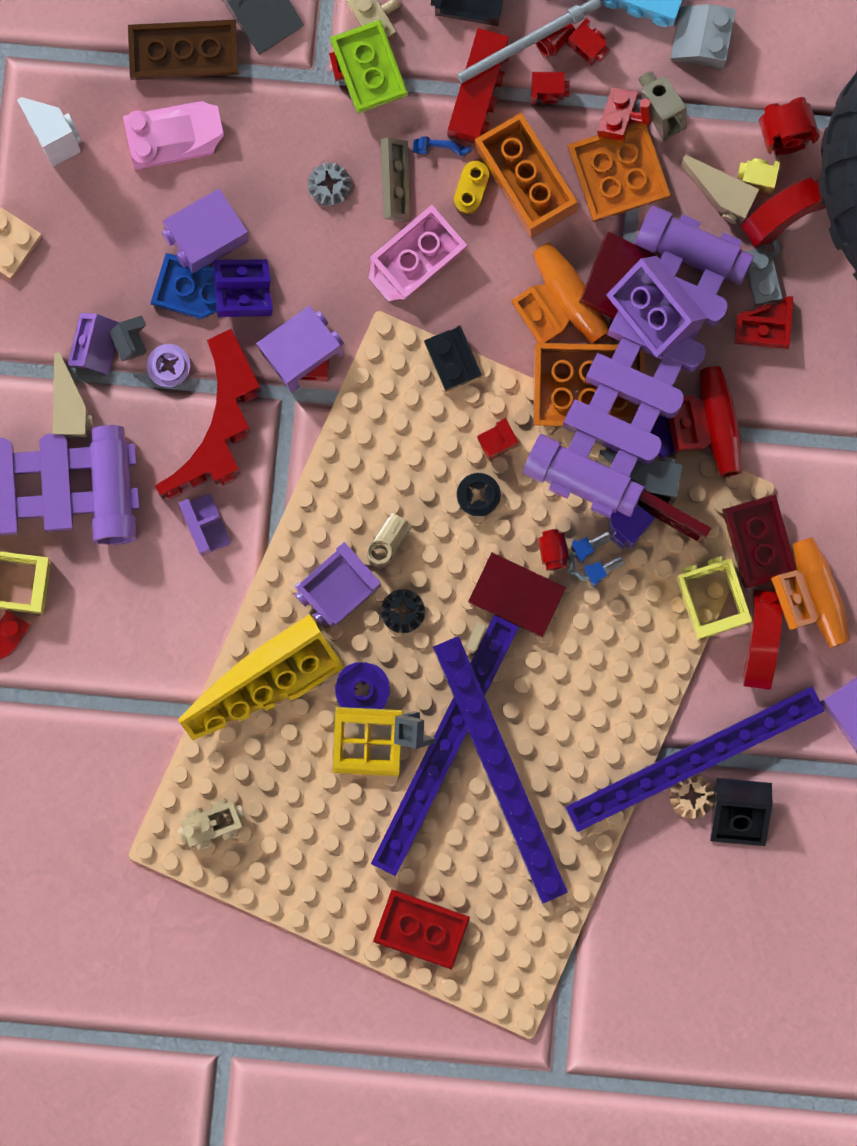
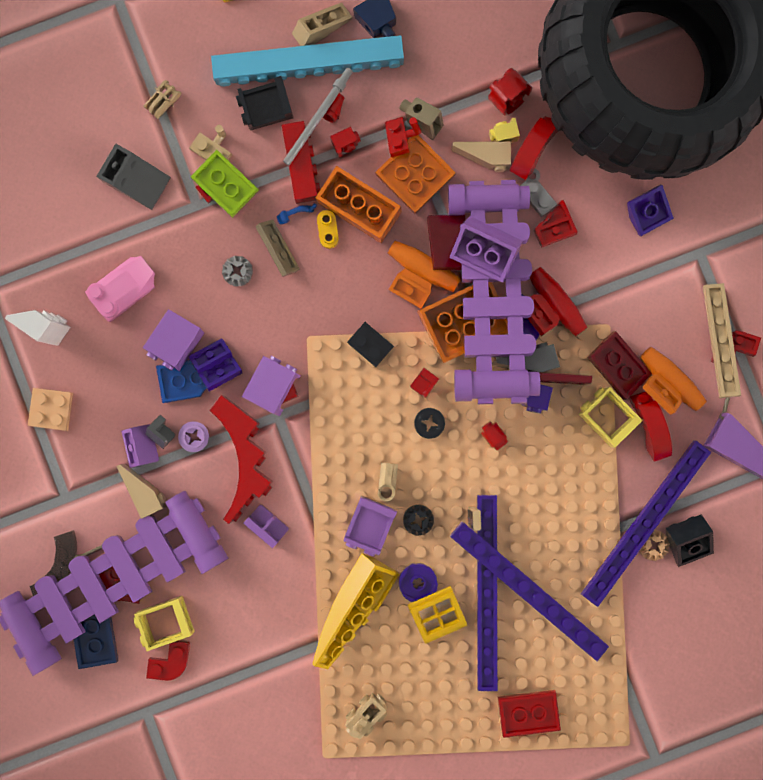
camera: 30 degrees left, 5 degrees up
(183, 49) = (101, 230): reddish brown plate -> none
(410, 731) = (463, 598): dark grey panel -> none
(415, 255) = (314, 290): bright pink slope -> none
(517, 594) = (484, 474): dark red tile -> none
(588, 43) = (356, 100): red brick -> none
(595, 572) = (528, 435): piece -> none
(703, 35) = (426, 60): light grey slope -> none

